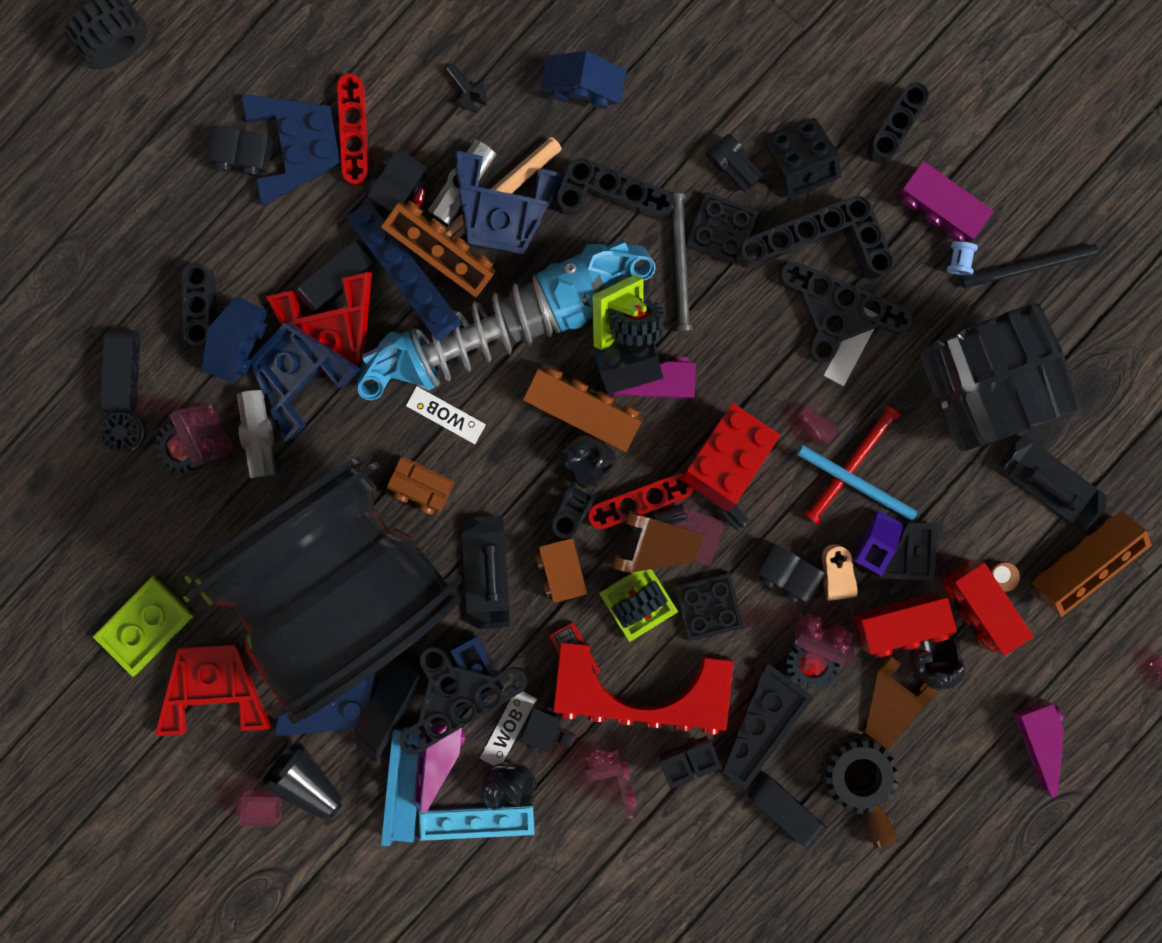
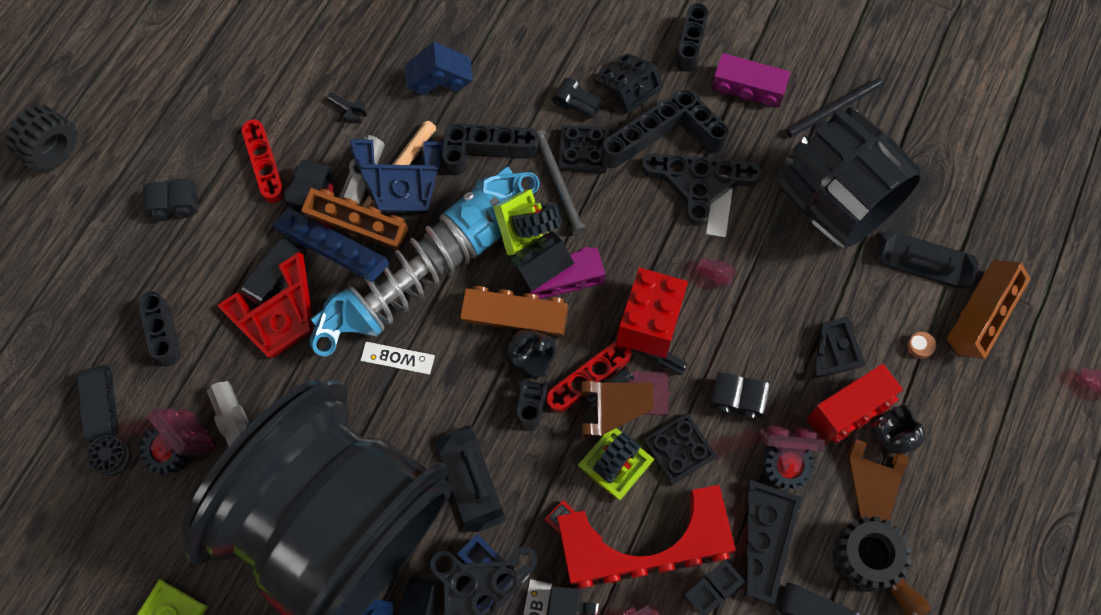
camera: 15 degrees left, 20 degrees down
(232, 339) = (191, 345): dark blue brick -> none
(288, 365) = (248, 351): dark blue wing -> none
(306, 142) = (225, 179): dark blue wing -> none
(420, 485) = (390, 420): dark orange brick -> none
(562, 570) = (538, 454): dark orange brick -> none
(838, 579) = (783, 386): light nougat piece -> none
(853, 462) = (771, 246): red bar -> none
(856, 482) = (766, 303): dark azure axle -> none
(878, 543) = (804, 349): dark purple slope -> none
(962, 258) = (780, 114): light blue bush -> none
(986, 607) = (921, 369): red brick -> none
(1043, 739) = (1021, 475): magenta slope -> none

